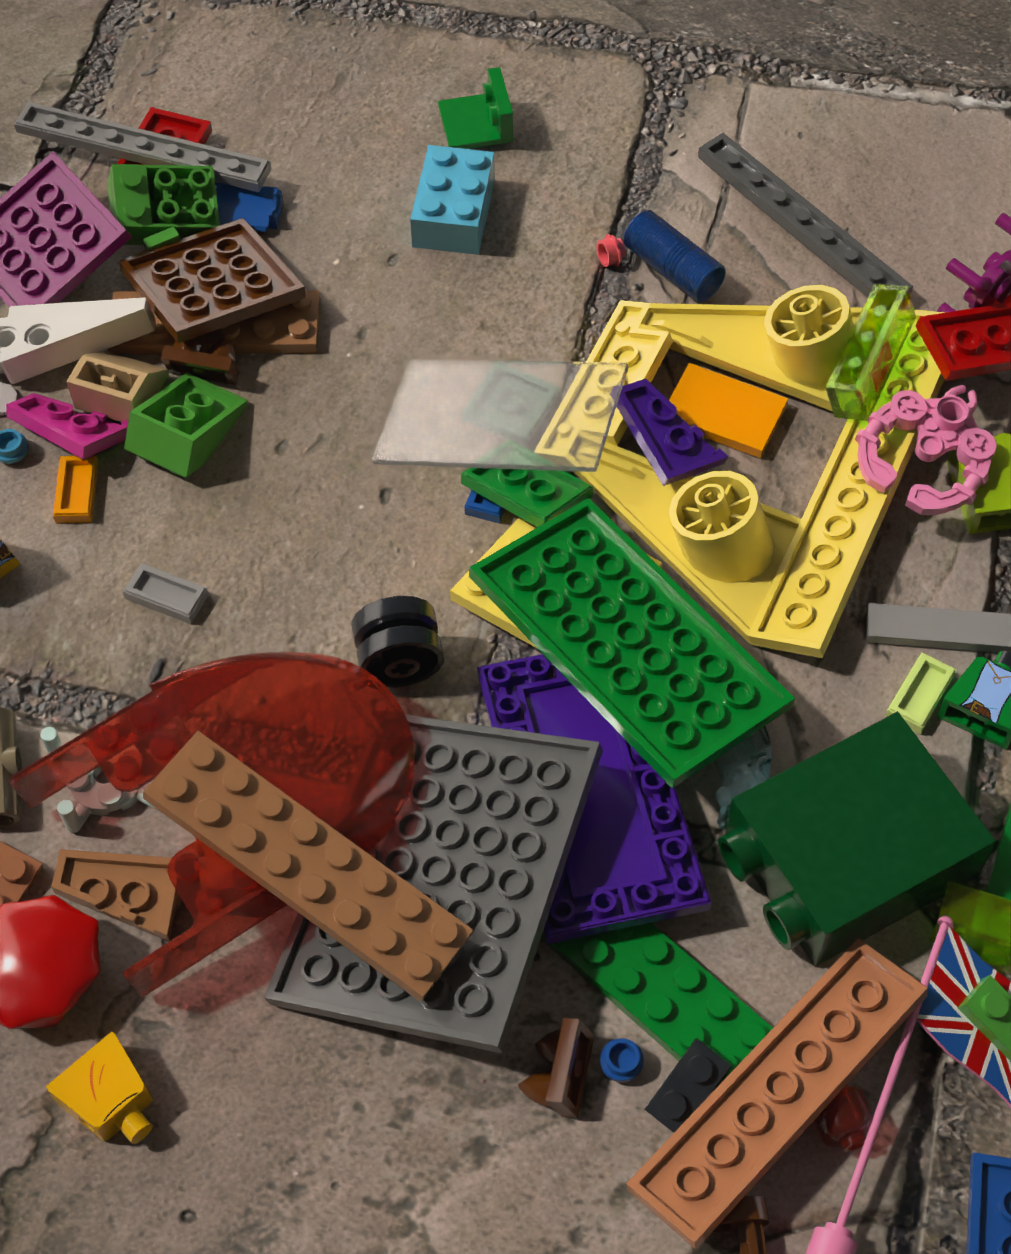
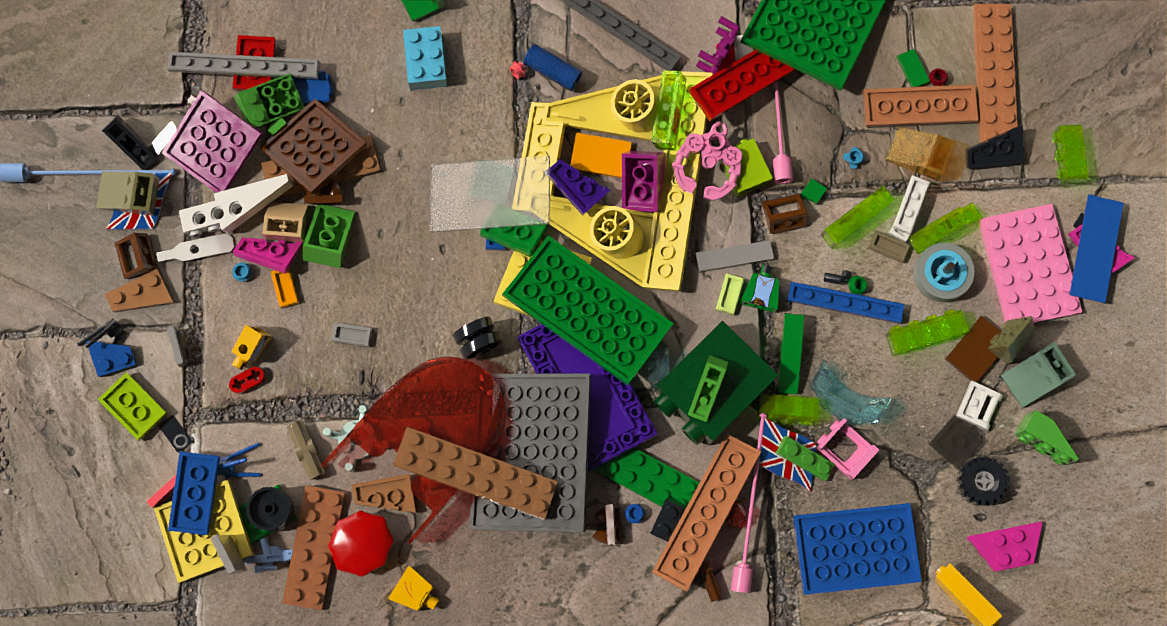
camera: 20 degrees left, 20 degrees up
(795, 452) = (642, 180): none -> magenta slope
(838, 824) = (708, 388): none -> bright green slope

